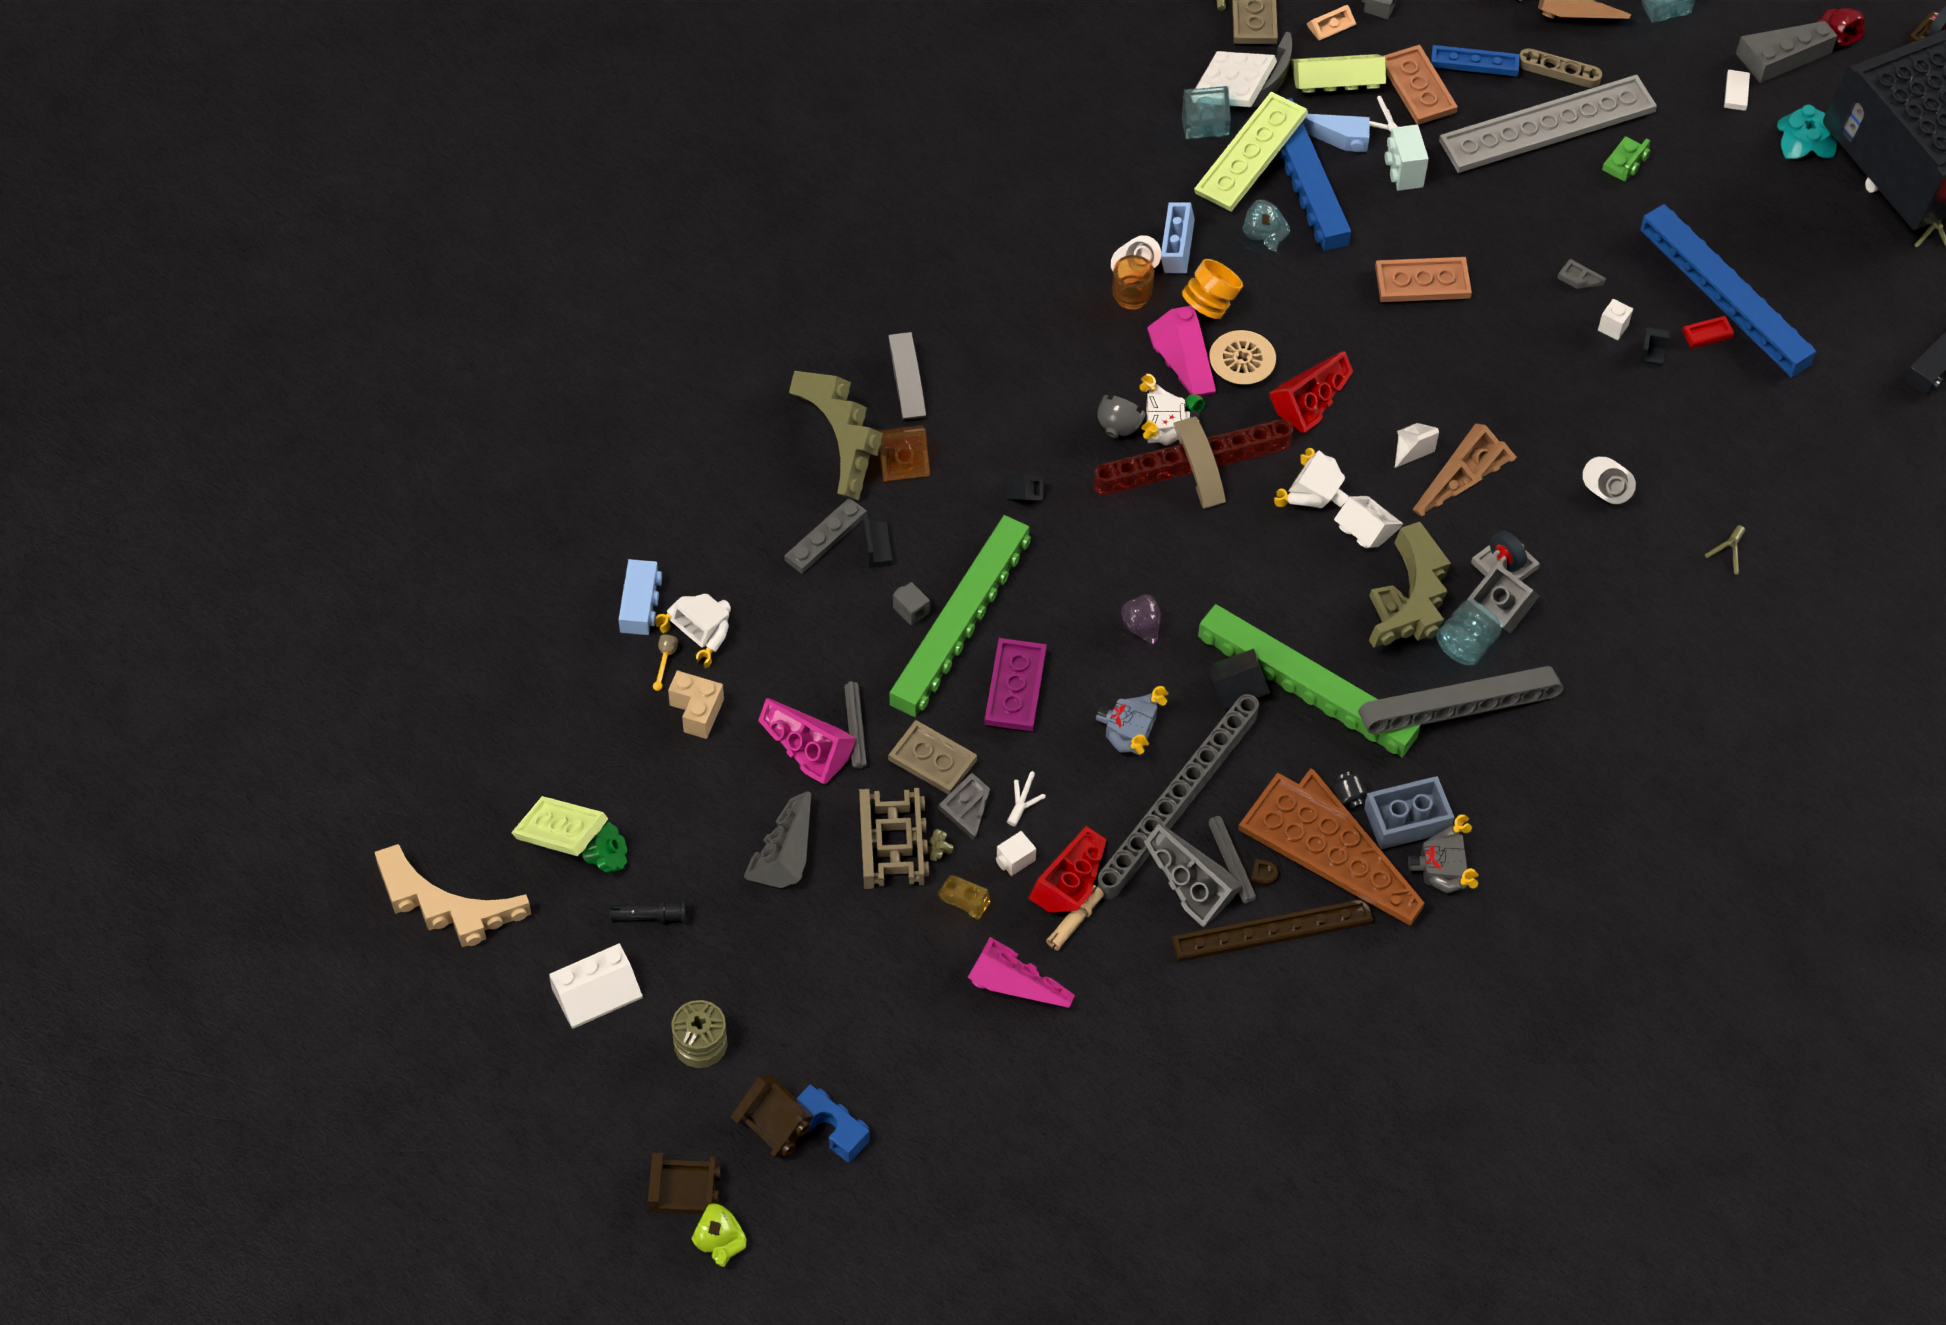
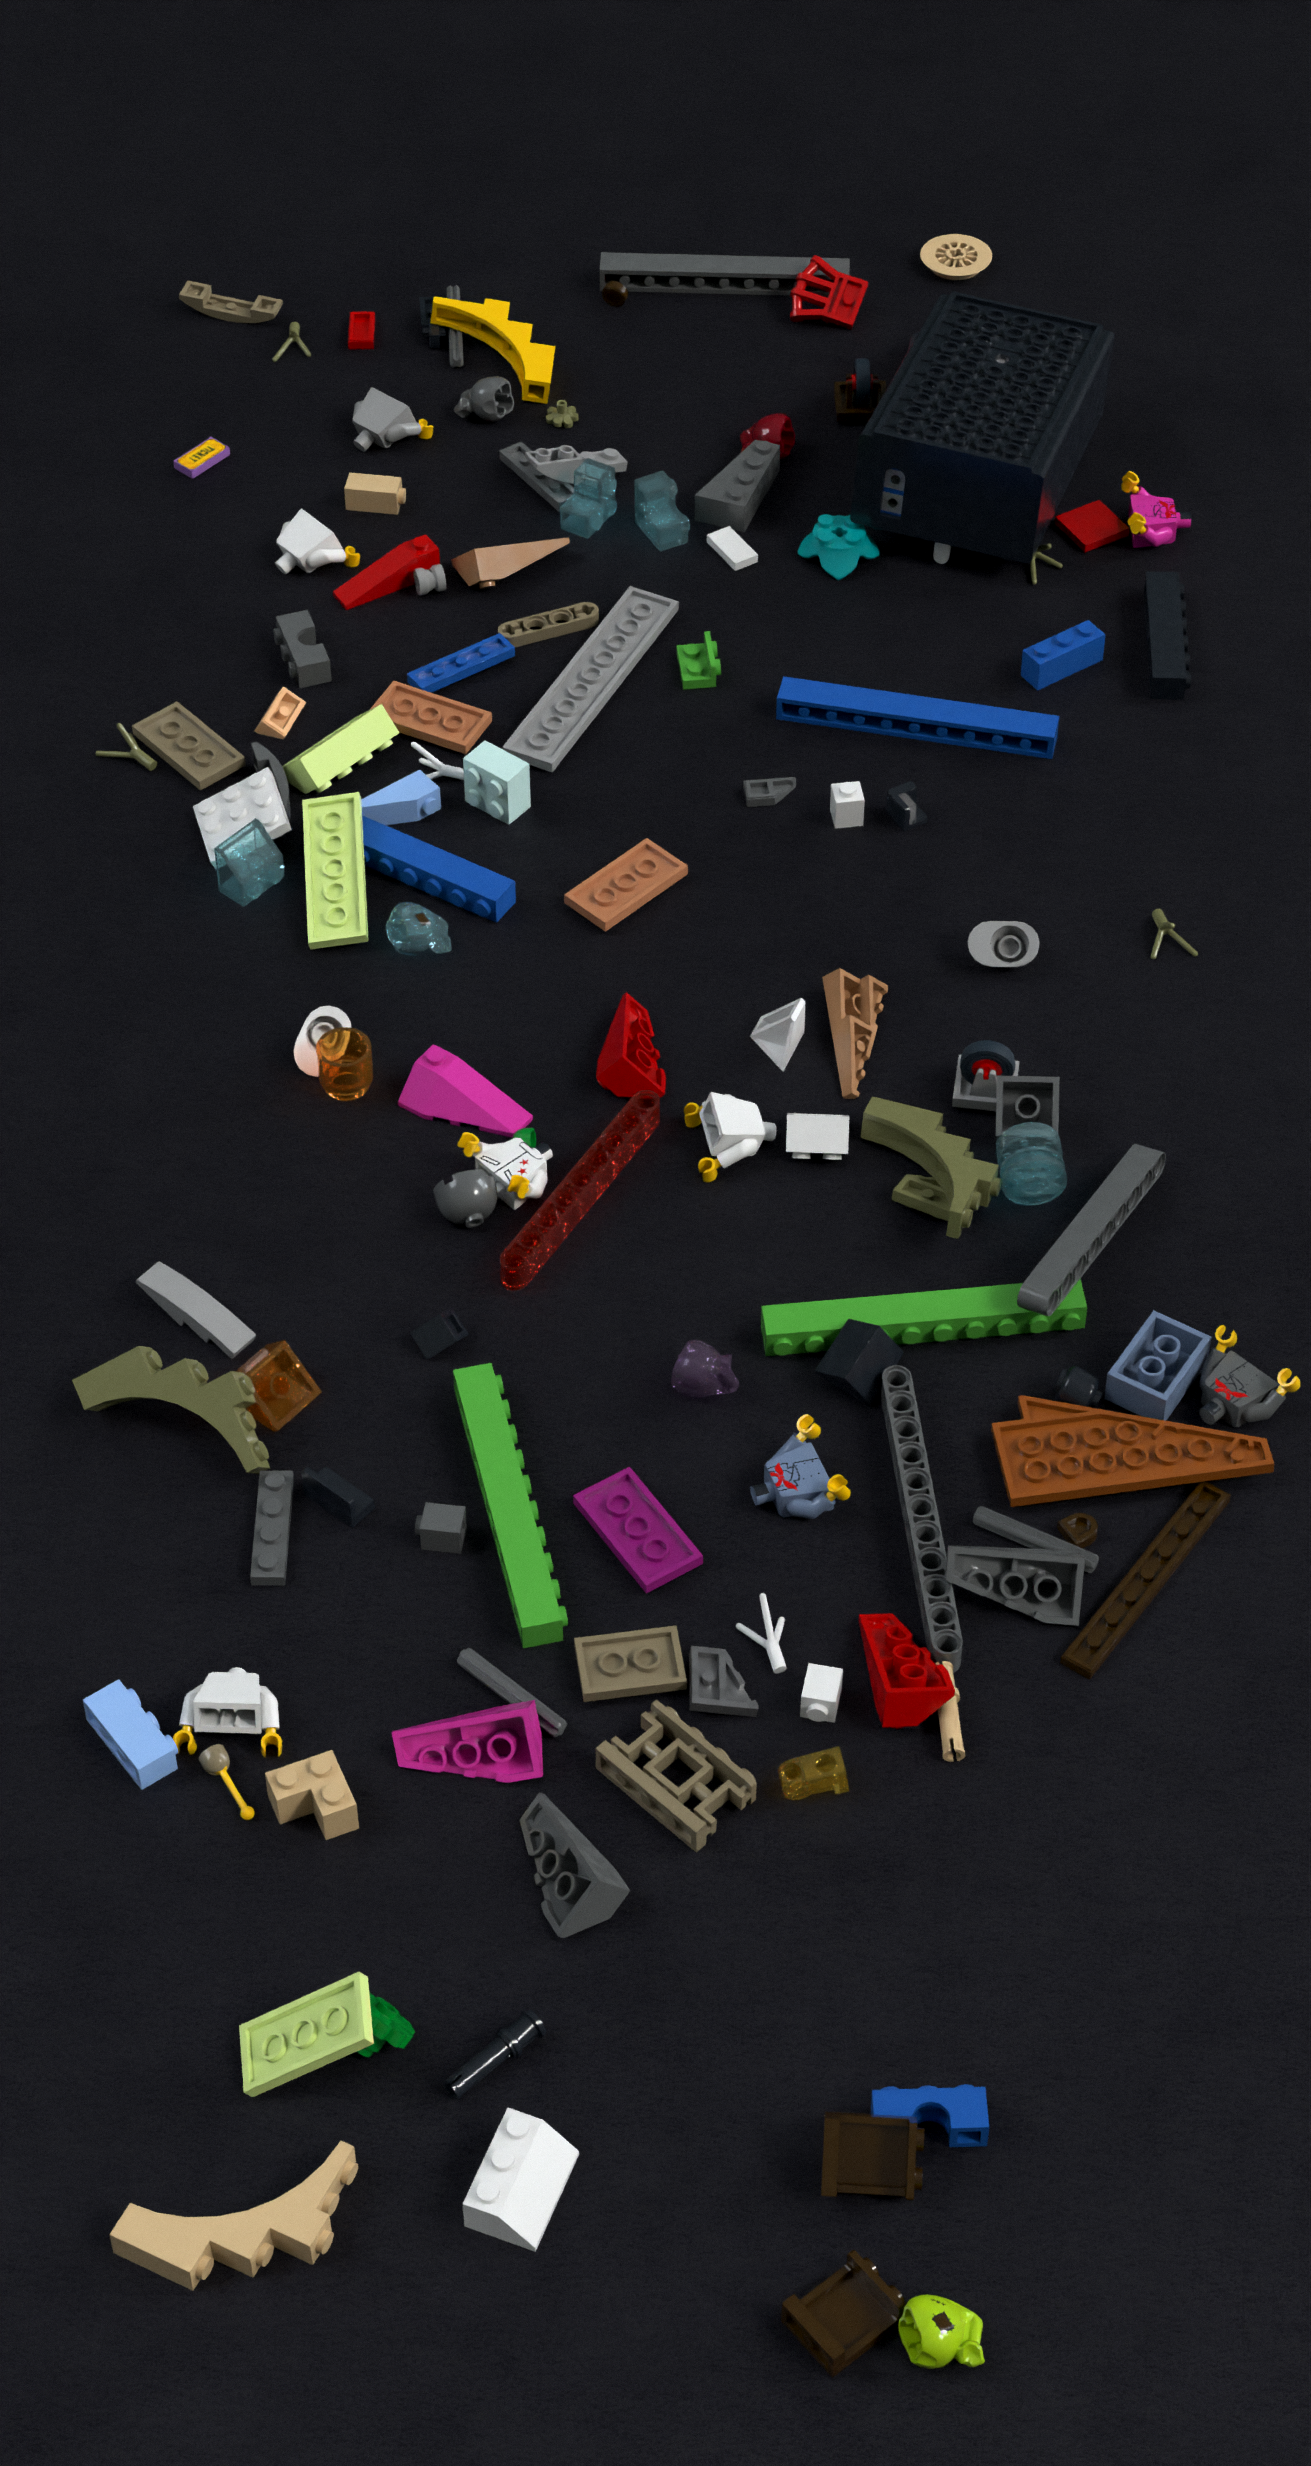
camera: 40 degrees left, 10 degrees down
(699, 1046) = (694, 2135): olive wheel -> none
(938, 845) = (733, 1744): olive plant -> none
(1003, 973) = (933, 1822): dark pink wedge -> none
(1177, 238) = (344, 992): light blue brick -> none
(1201, 461) = (600, 1181): dark tan slope -> none
(1212, 288) = (437, 1016): light orange wheel -> none
(1225, 357) = (544, 1057): tan piece -> none
(1708, 332) = (937, 766): red tile -> none
(1710, 33) = (657, 511): none -> clear light blue brick
(1871, 310) = (1062, 655): none -> blue brick

